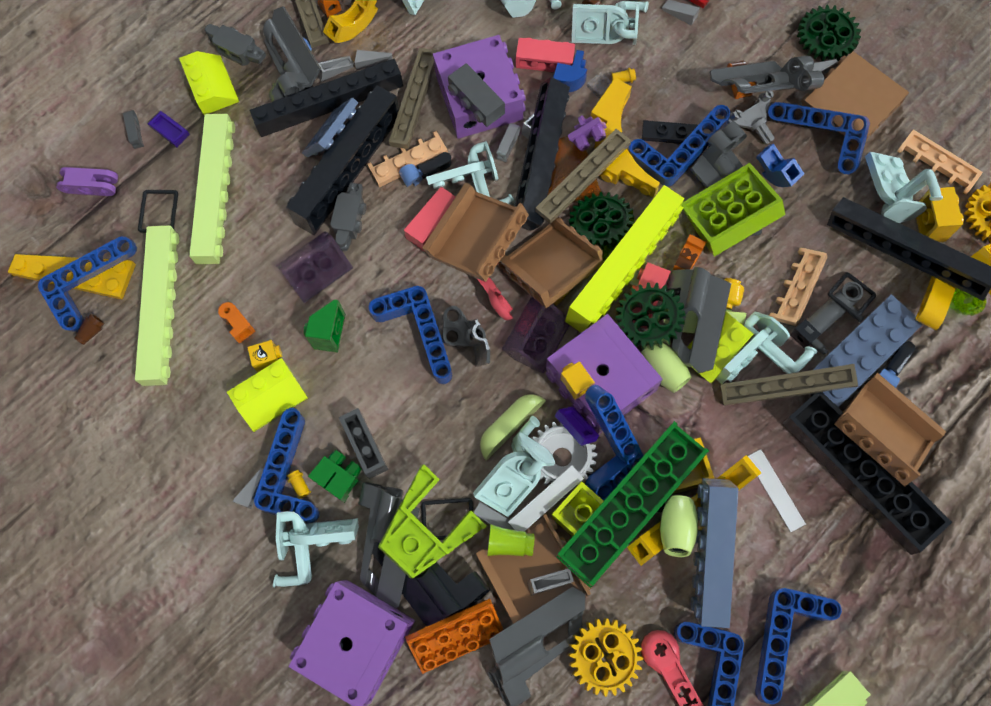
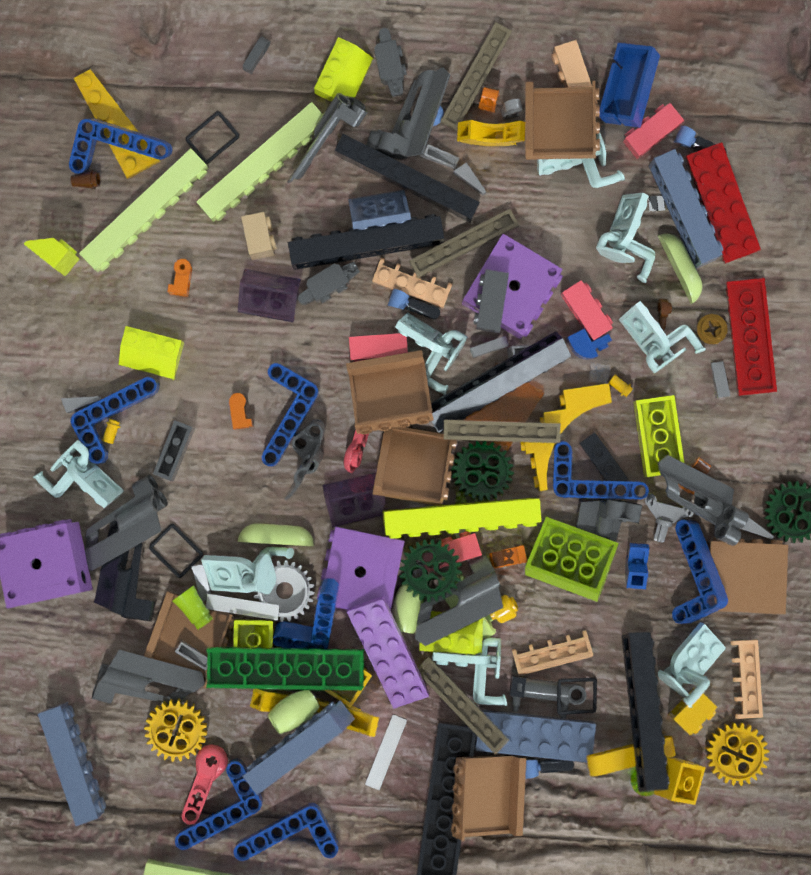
camera: 40 degrees right, 15 degrees up
(87, 181) = (187, 65): medium lavender piece -> none
(111, 397) = (55, 253): none -> neon yellow slope
(168, 129) = (280, 79): dark purple tile -> none
(230, 97) = (341, 107): none -> dark grey panel
(261, 231) = (258, 237): none -> tan brick
(264, 354) = (175, 323): yellow brick -> none
(326, 327) = (229, 350): green slope -> none
(334, 478) = (140, 459): green hips -> none
(383, 367) = (238, 412): none -> orange leg
(410, 542) = (134, 546): lime wing -> none
(454, 636) = (104, 624): orange tile -> none
(576, 379) = (334, 561): yellow brick -> none
(577, 425) = (309, 585): dark purple tile -> none
(587, 129) = (548, 408): medium lavender hips -> none
(684, 76) = (657, 432): none -> neon yellow brick
(691, 407) = (388, 652): none -> medium lavender plate

